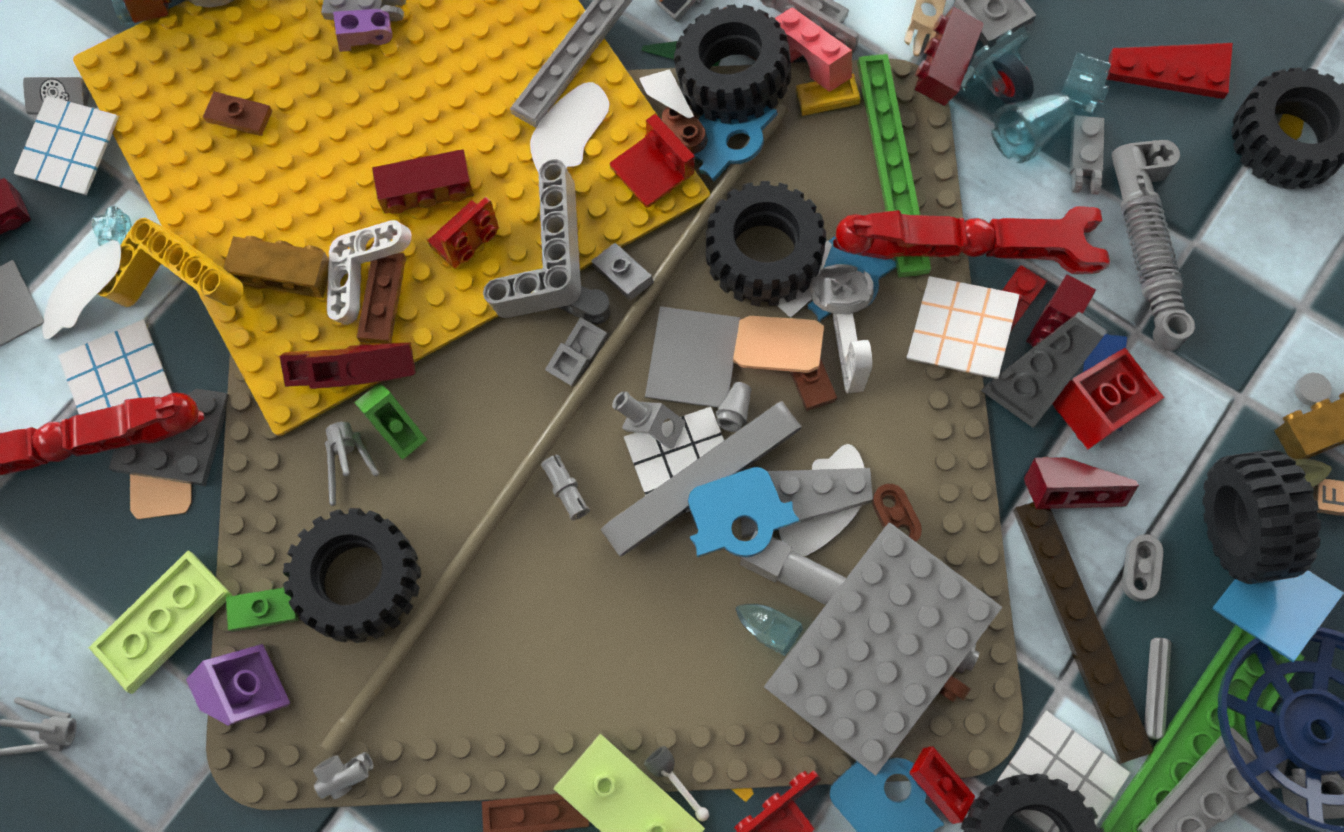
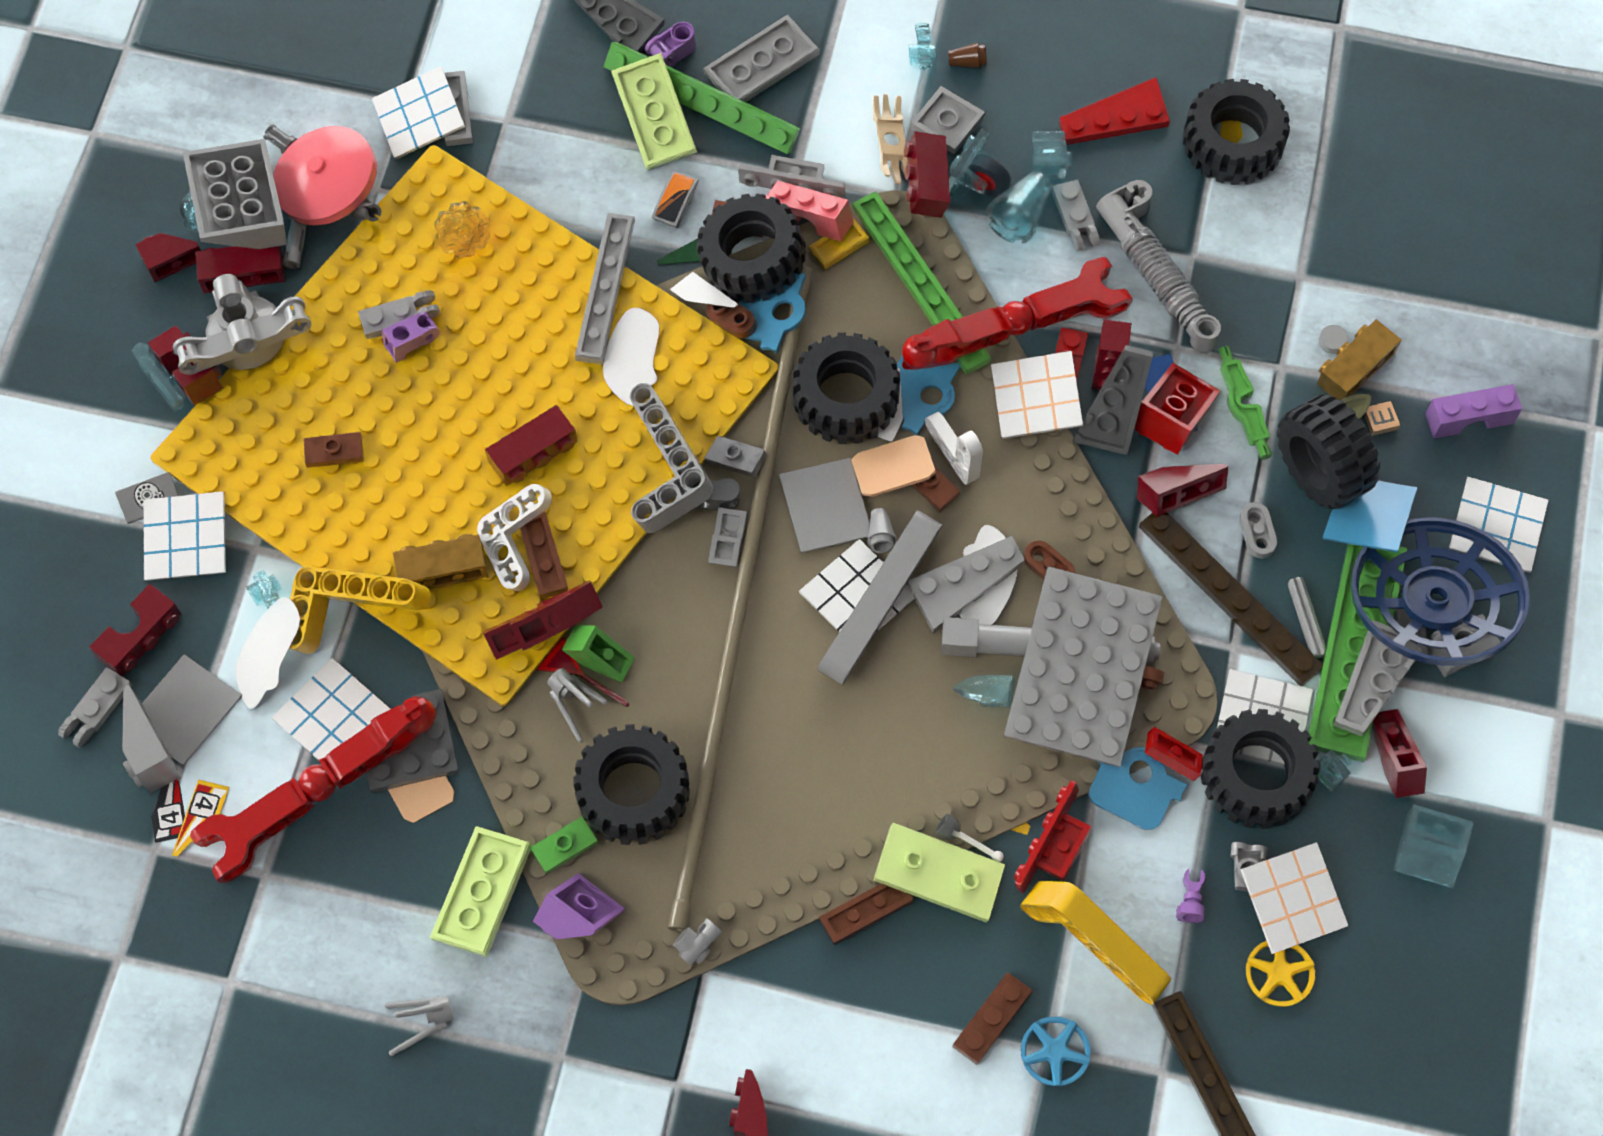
camera: 25 degrees left, 5 degrees down
(349, 412) = (559, 659): none -> dark red piece
(465, 232) = (587, 474): red bracket -> none
(565, 487) = (771, 649): light grey pin -> none
(648, 418) = (814, 566): light grey bracket -> none
(654, 163) = (723, 355): red bracket -> none
(736, 496) = (910, 603): dark azure piece -> none
(842, 289) = (926, 401): light grey tile -> none
(1185, 437) = (1248, 415): none -> bright green piece

